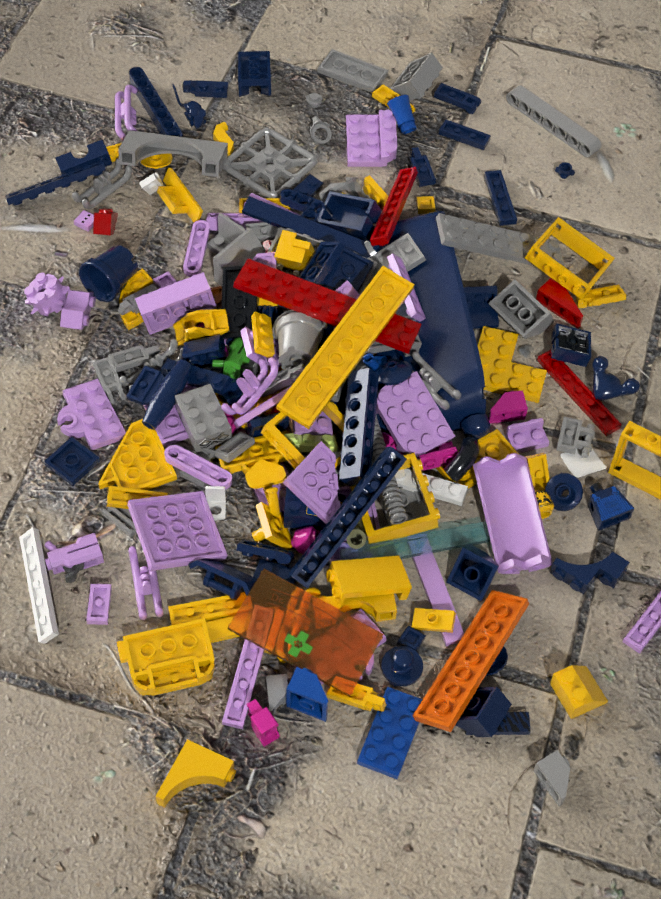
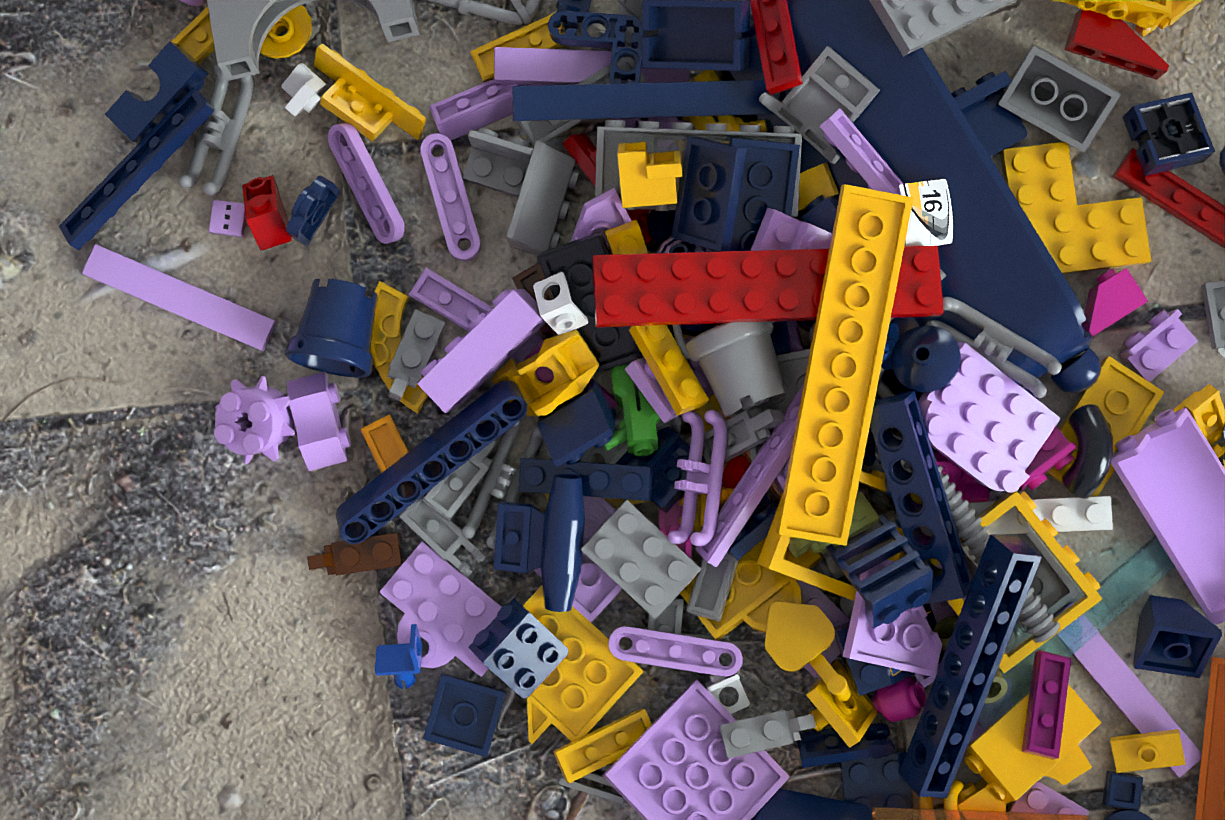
camera: 20 degrees left, 30 degrees up
(43, 242) = (179, 297): none -> lavender tile
(55, 419) = (400, 659): none -> blue bracket
(60, 374) = (371, 554): none -> reddish brown hinge
(104, 338) = (384, 442): none -> light orange tile
(112, 341) = (435, 448): none -> dark blue beam
(118, 436) = (518, 649): none -> bracket
(127, 224) = (311, 209): none -> dark blue plate
(159, 228) = (366, 183): none -> lavender plate
(221, 293) = (560, 312): none -> white bracket
(225, 524) = (763, 732): none -> light grey hinge
(323, 450) = (893, 588): none -> dark blue plate
(384, 563) = (1046, 705): none -> magenta tile
(424, 312) = (930, 213): none -> sticker

